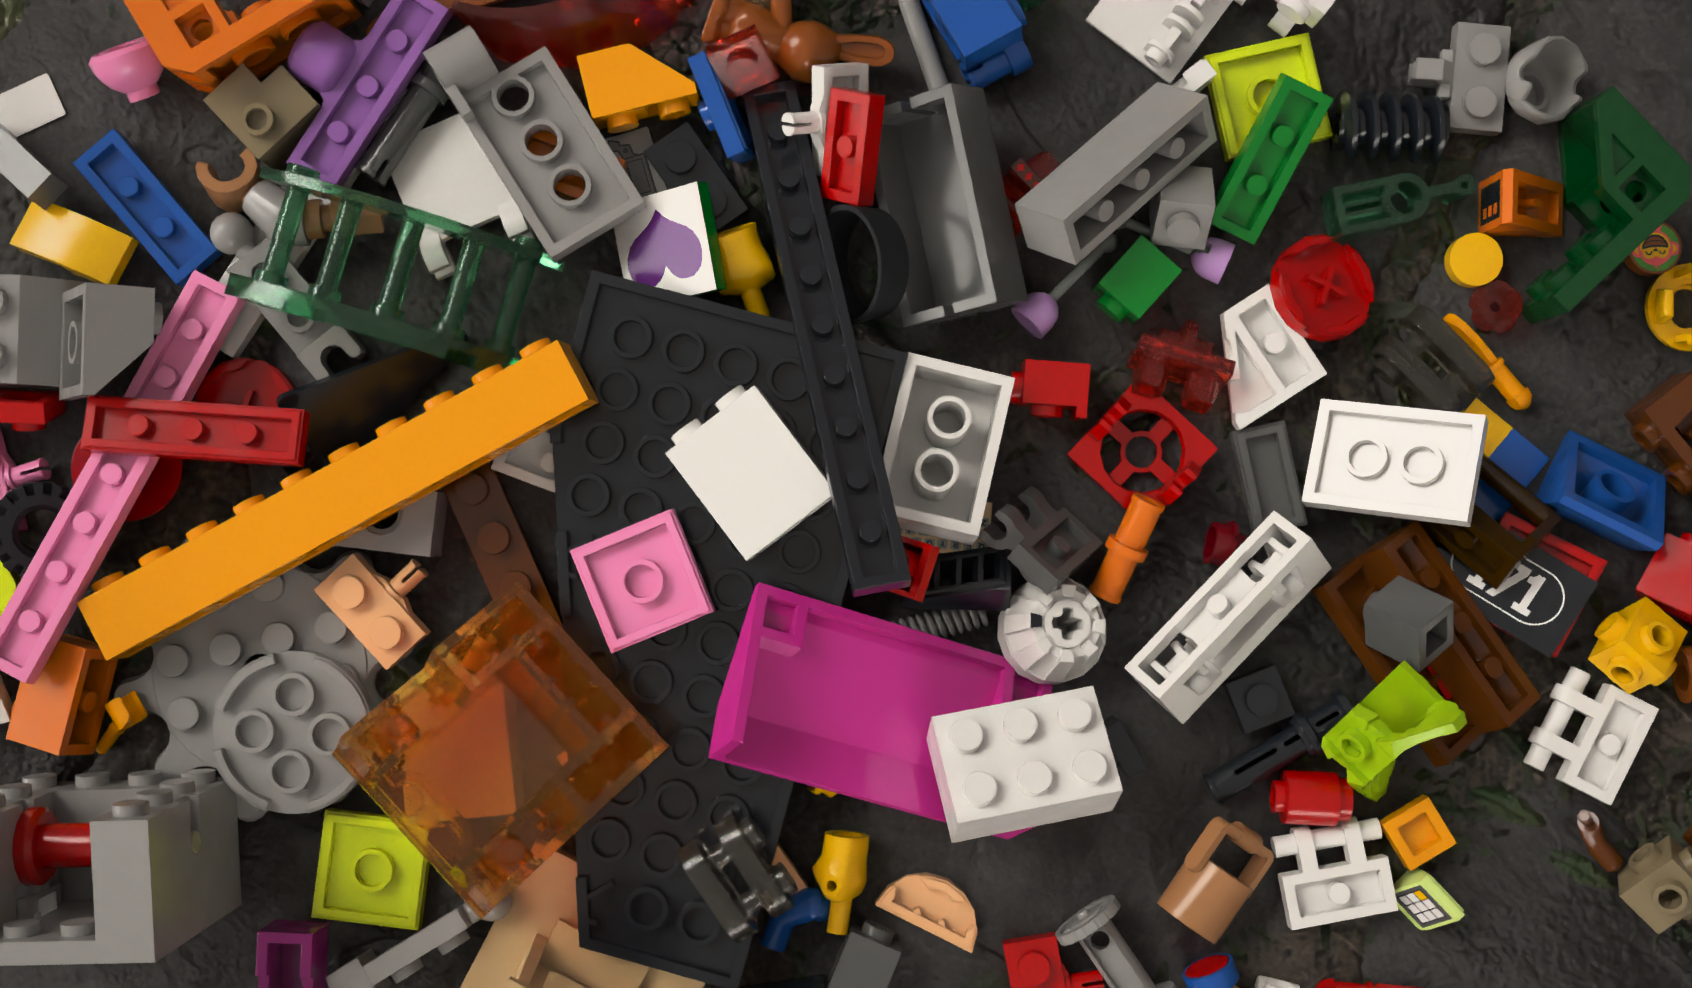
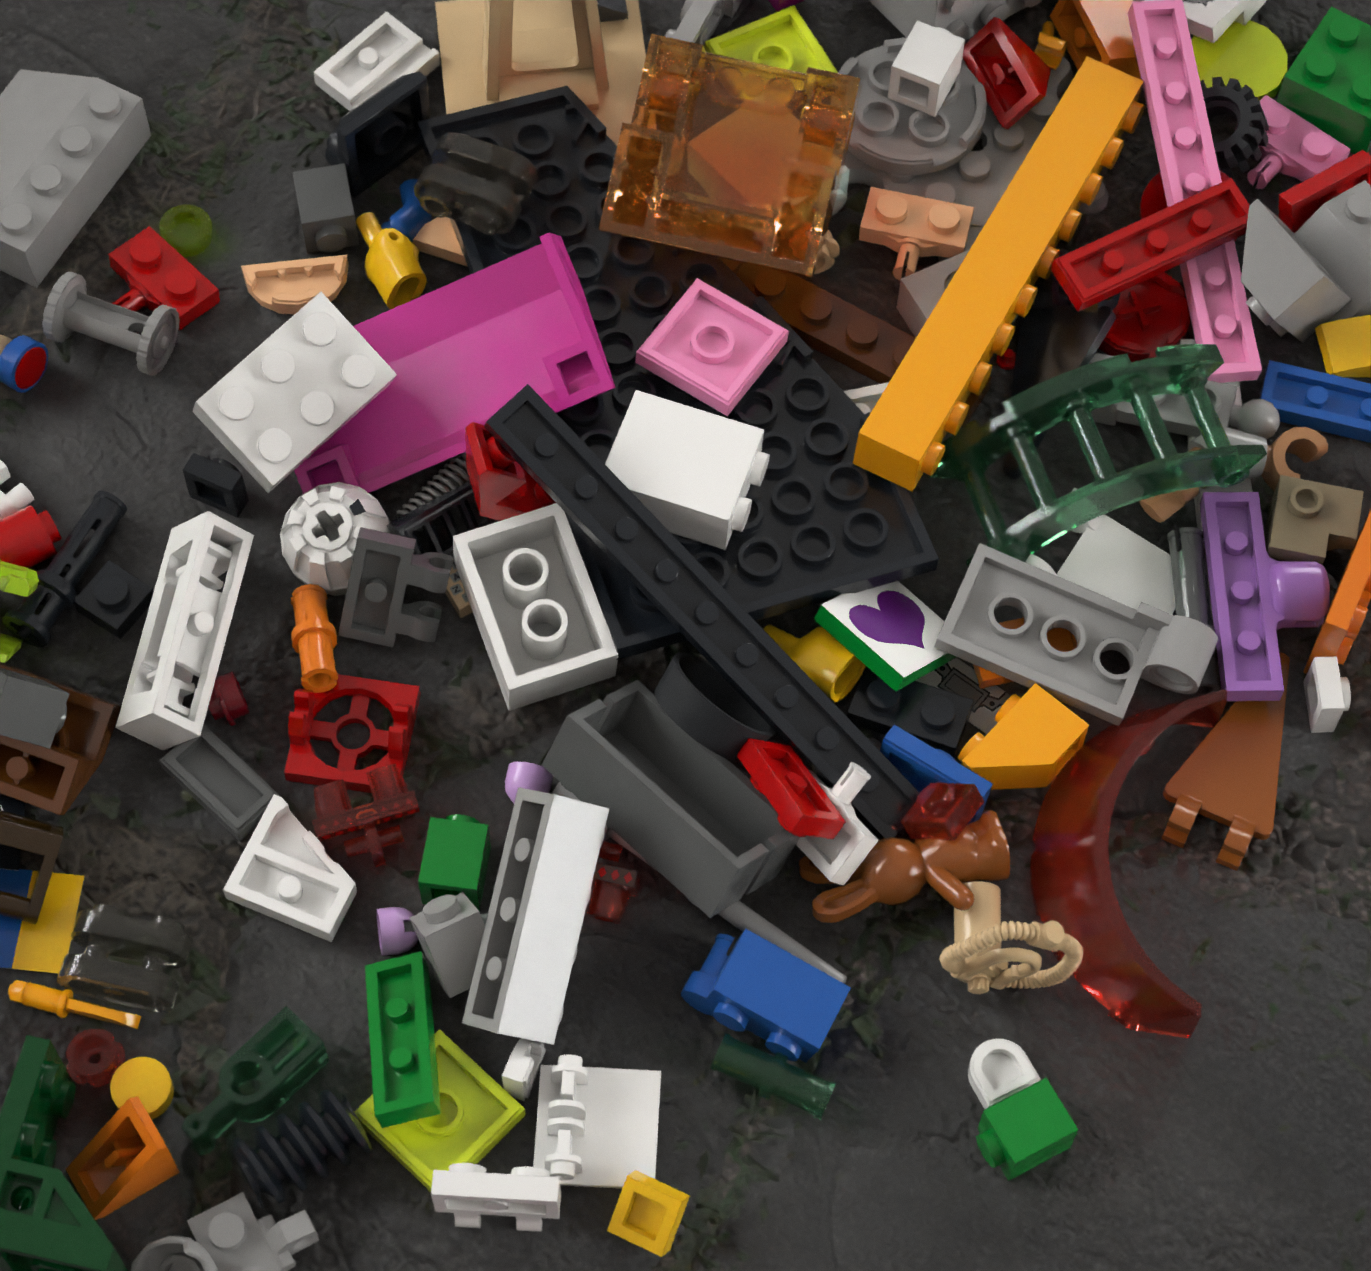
camera: 145 degrees right, 25 degrees down
(180, 704) = (1008, 69): none -> red slope
(255, 742) = (926, 68): none -> white brick
(1052, 387) = (470, 728): red brick -> none
(1205, 893) = (63, 425): medium nougat piece -> none
(1322, 288) = (274, 961): red tile -> none
(1395, 461) = (111, 839): white plate -> none

